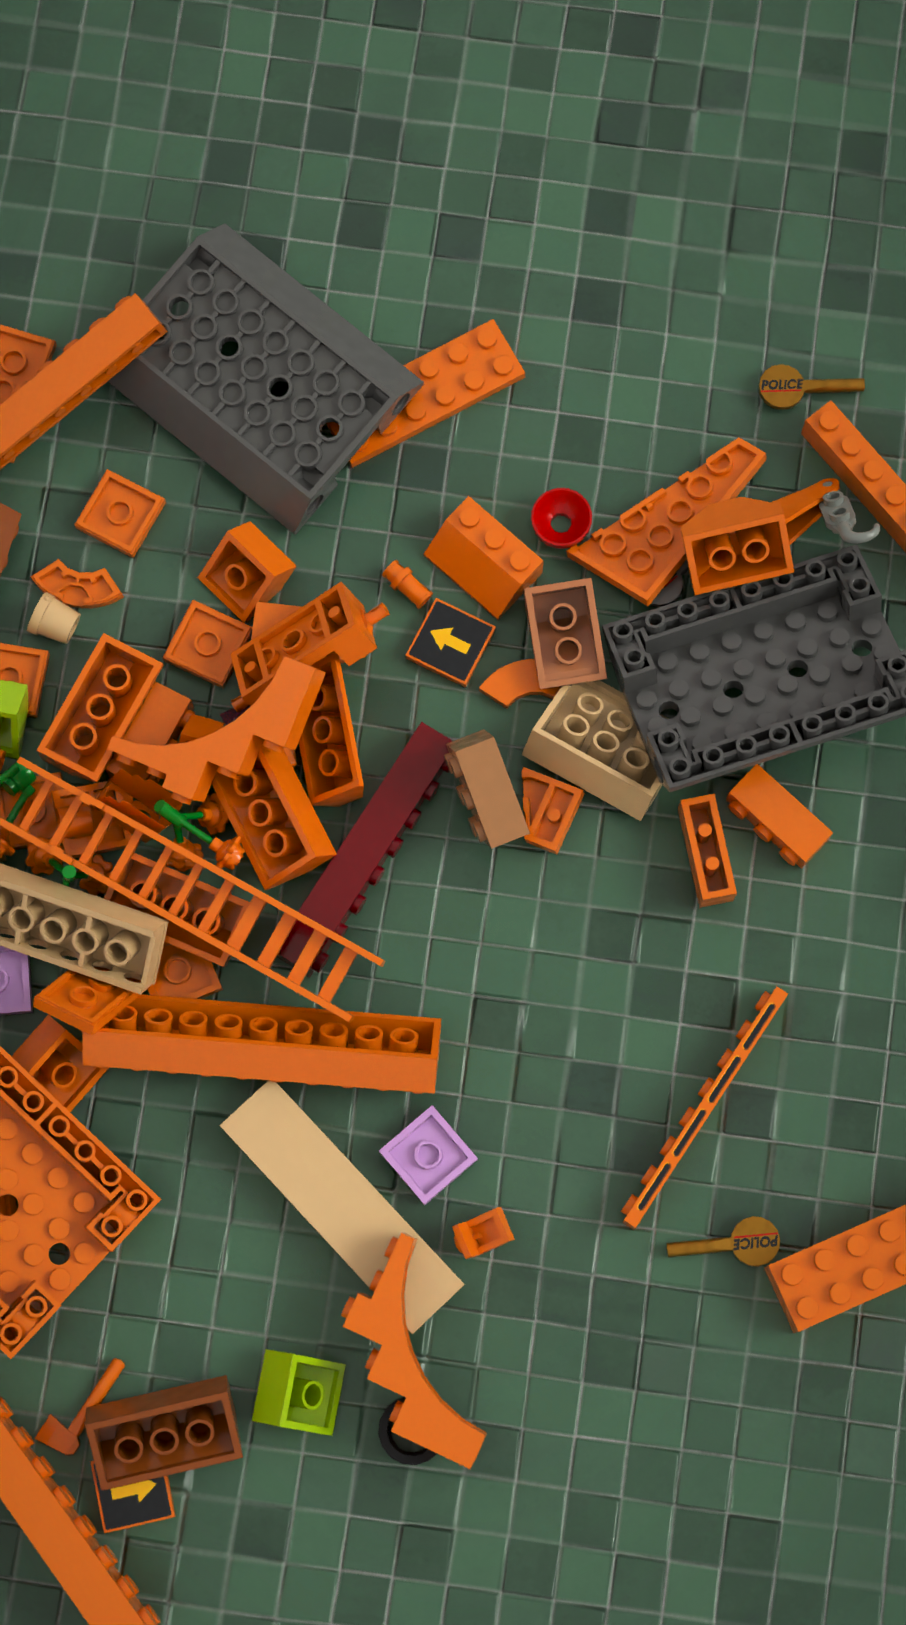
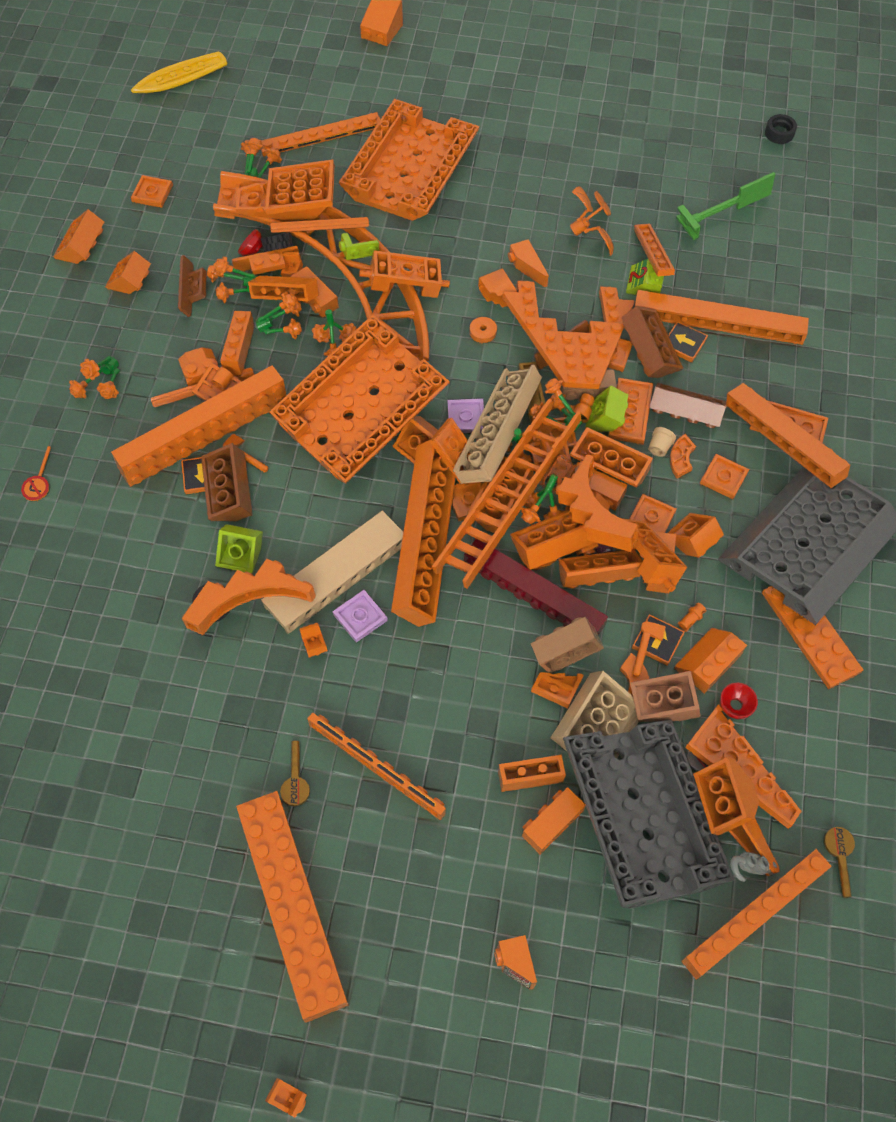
camera: 90 degrees right, 15 degrees down
(437, 656) = (648, 629): none -> orange piece

